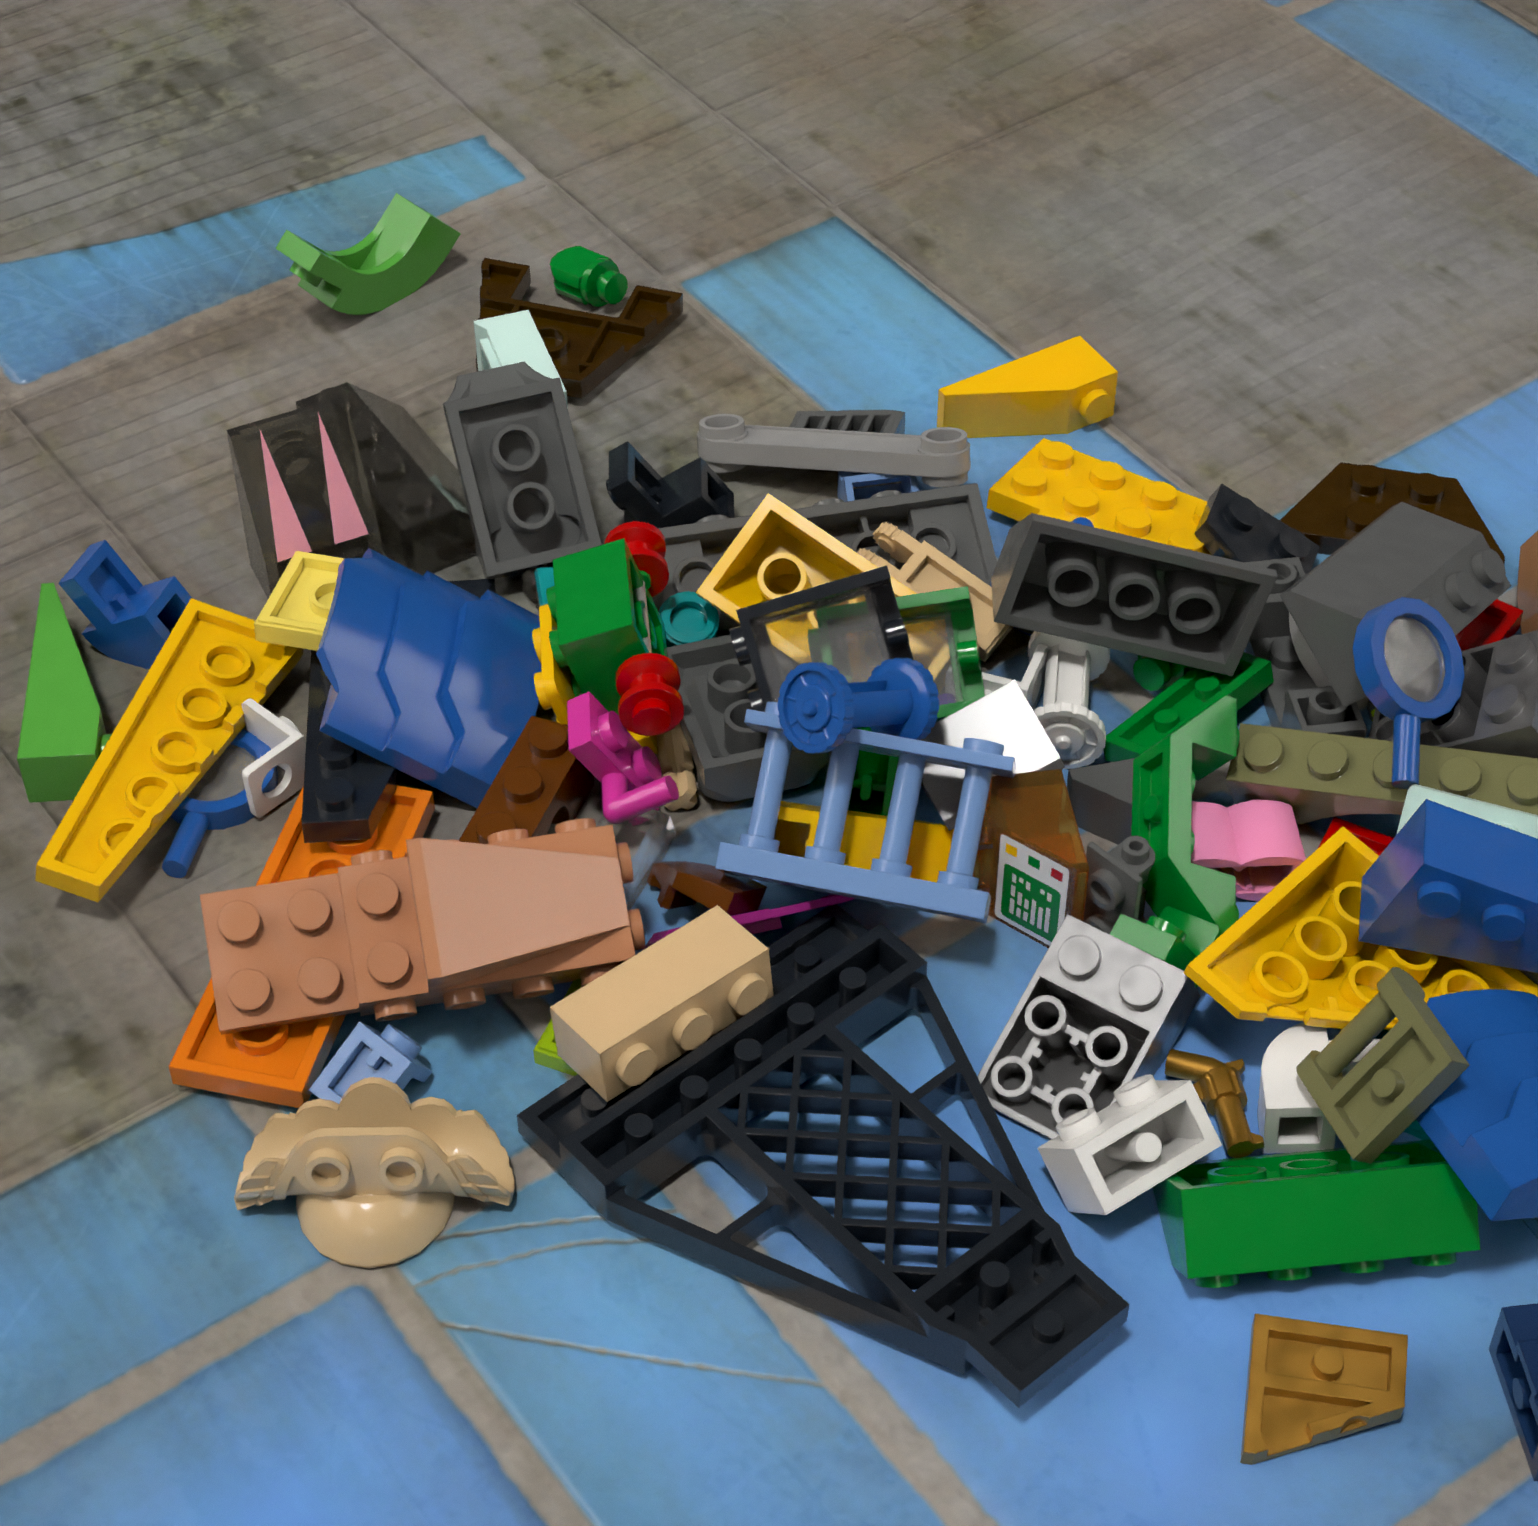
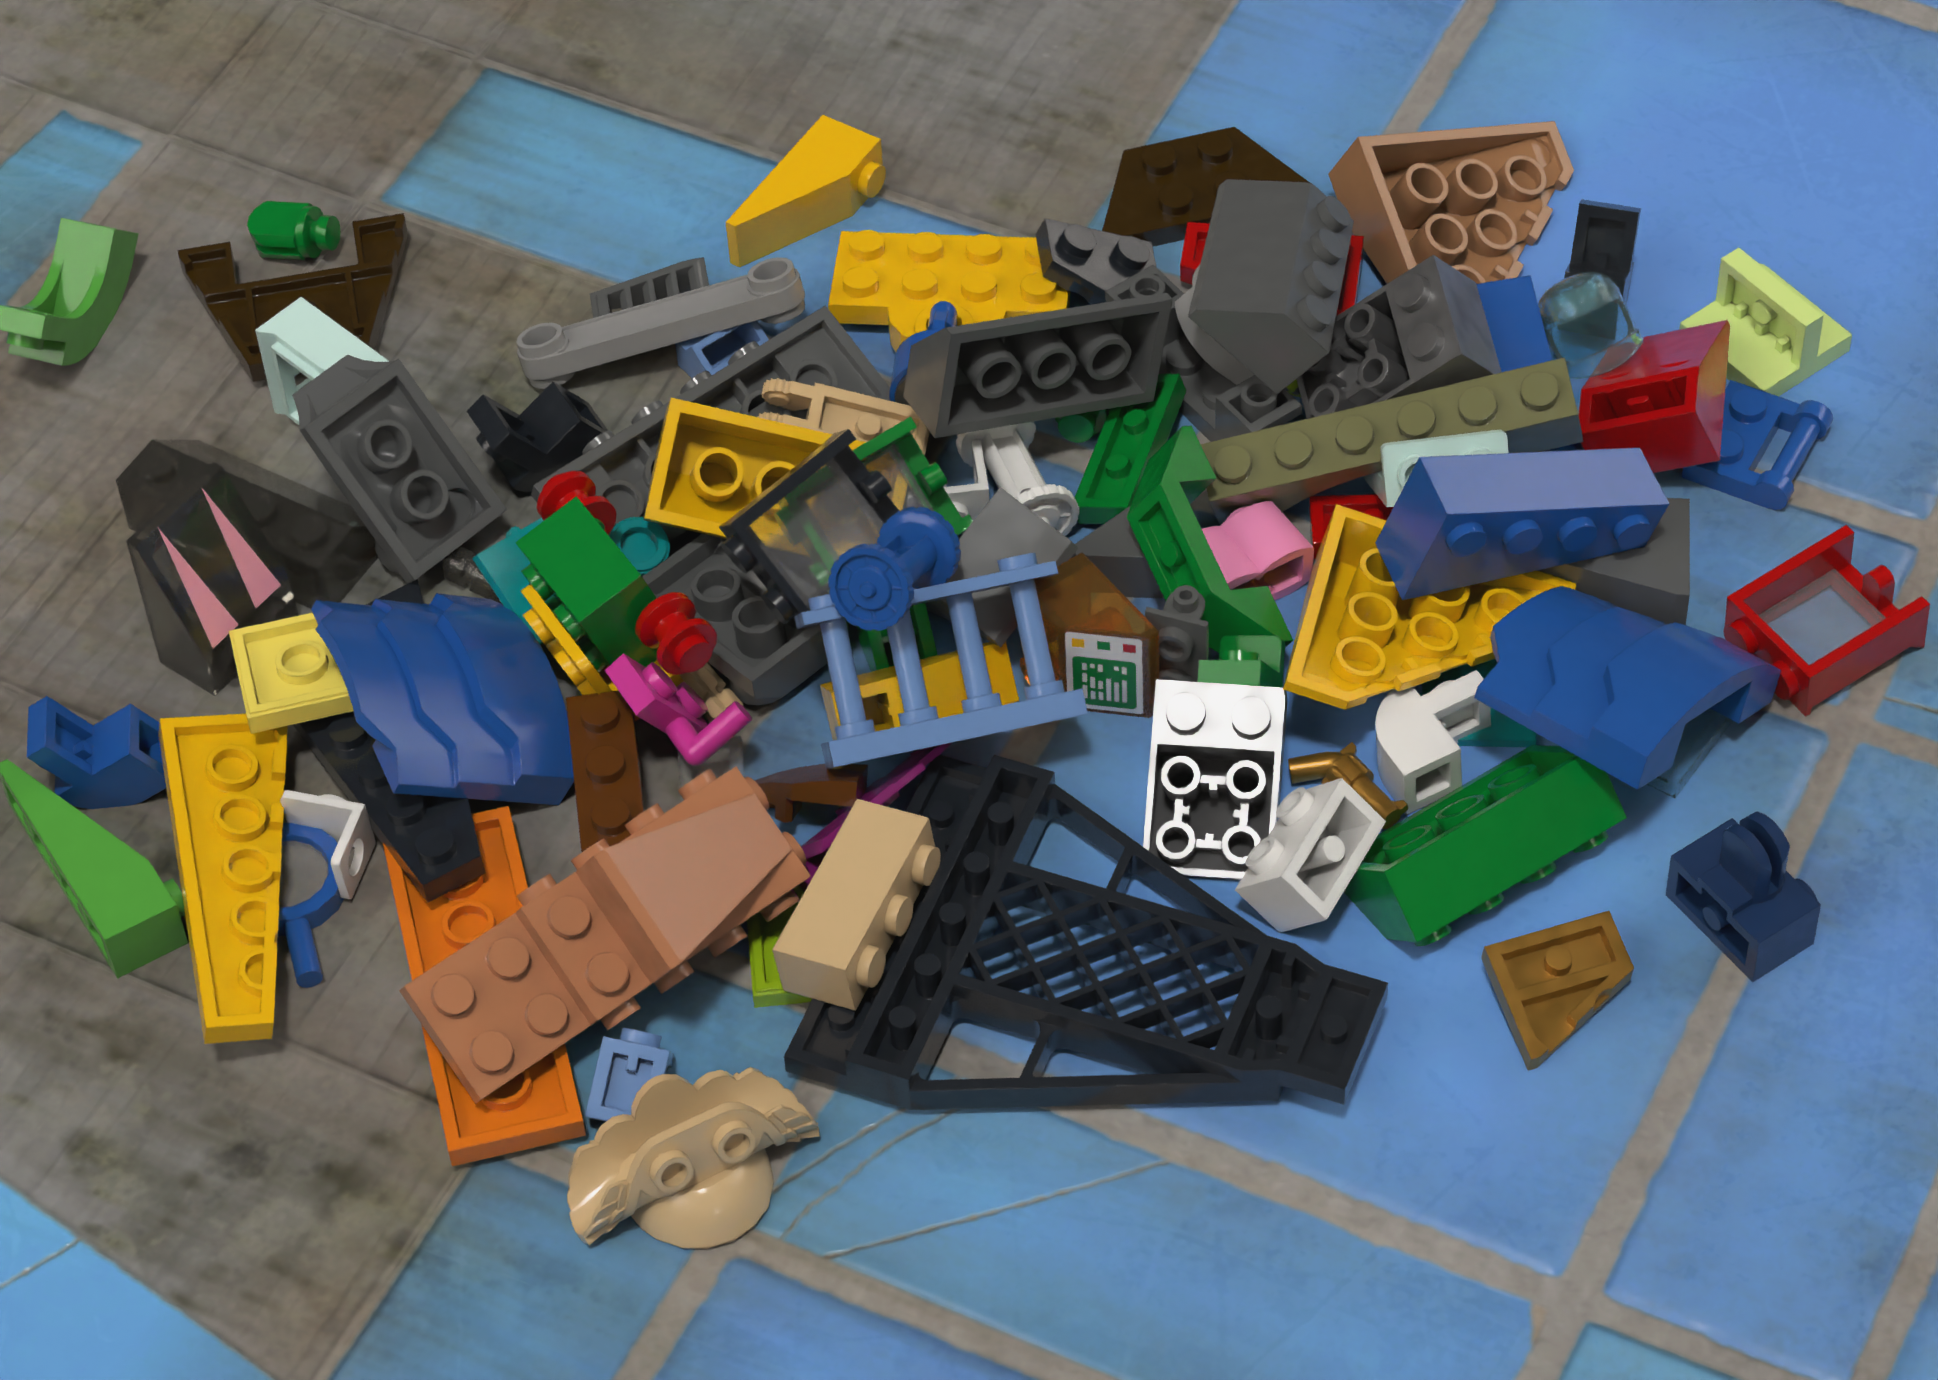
camera: 25 degrees left, 5 degrees up
(1393, 1078) = (1505, 709): olive plate -> none
(1409, 673) = (1335, 347): blue piece -> none

